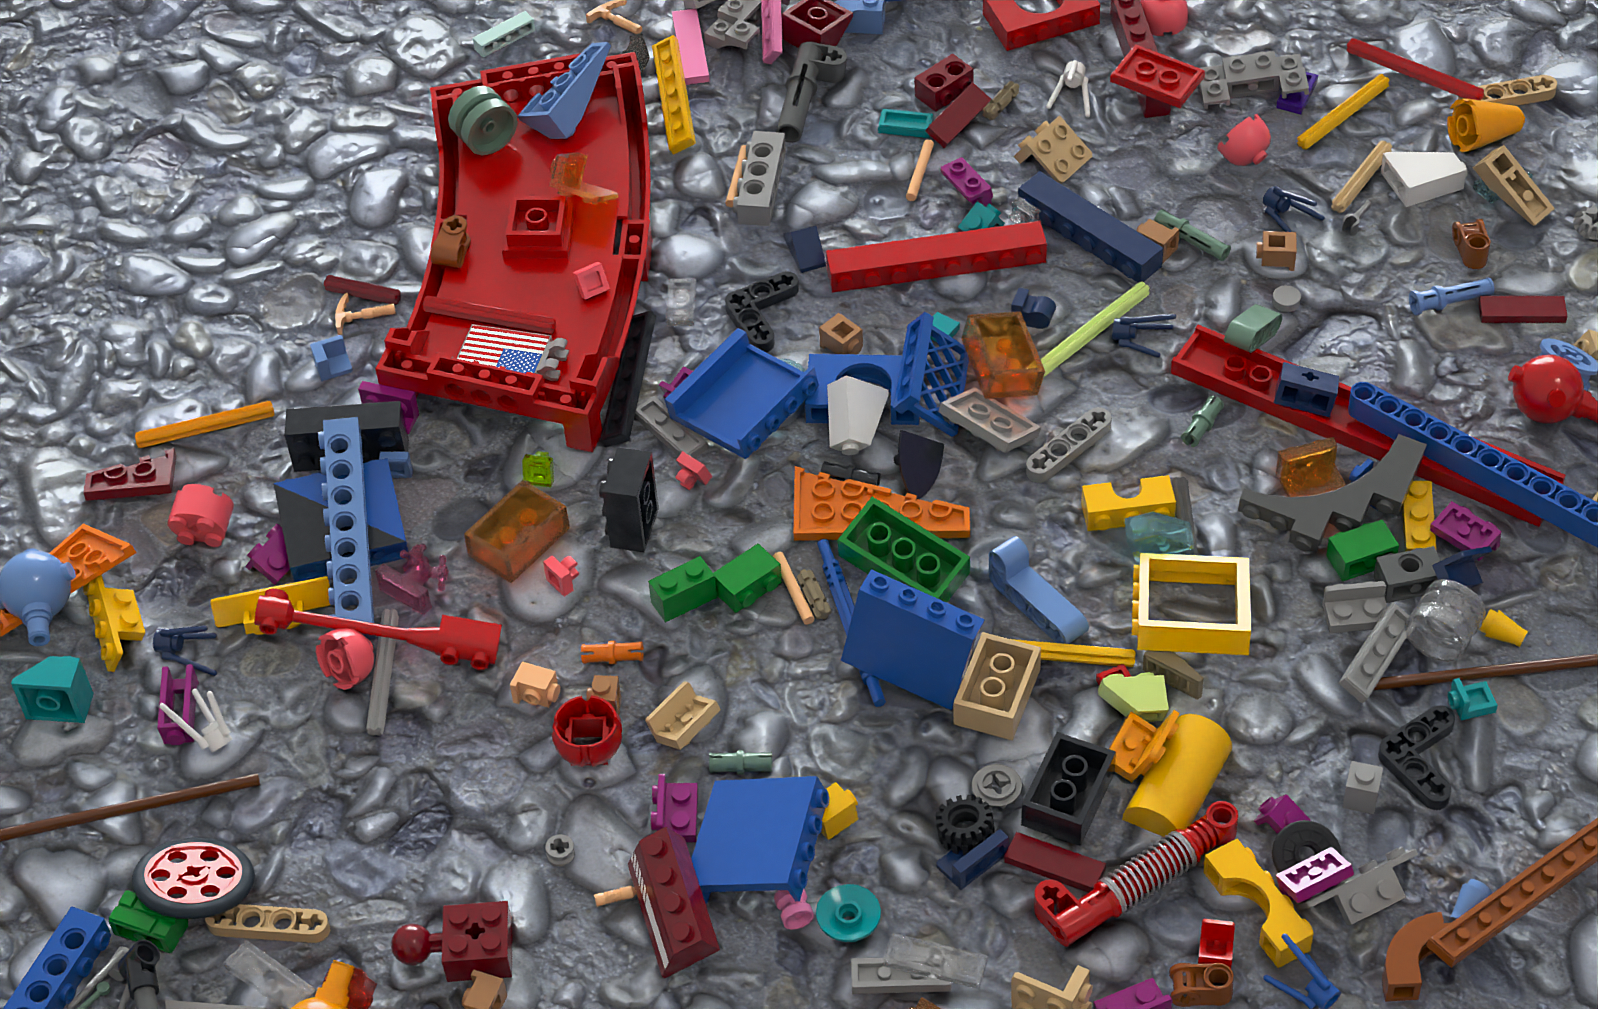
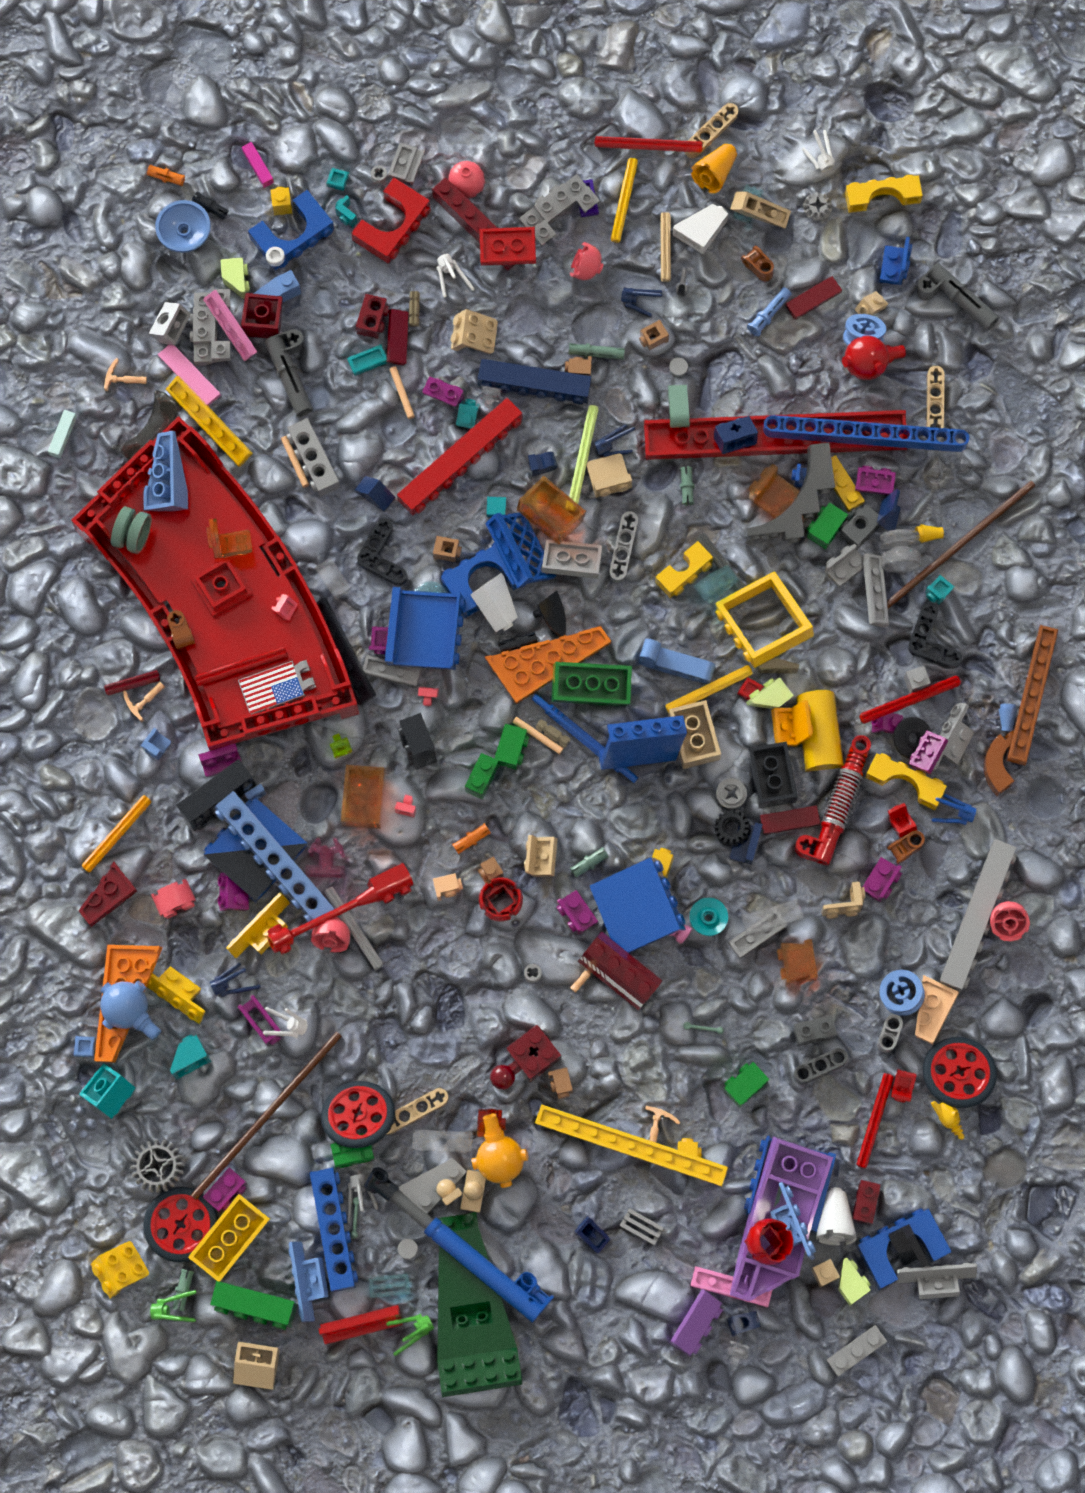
camera: 35 degrees left, 25 degrees up
(1107, 362) = (609, 475): none -> tan bracket
(1334, 801) = (909, 699): none -> red axle

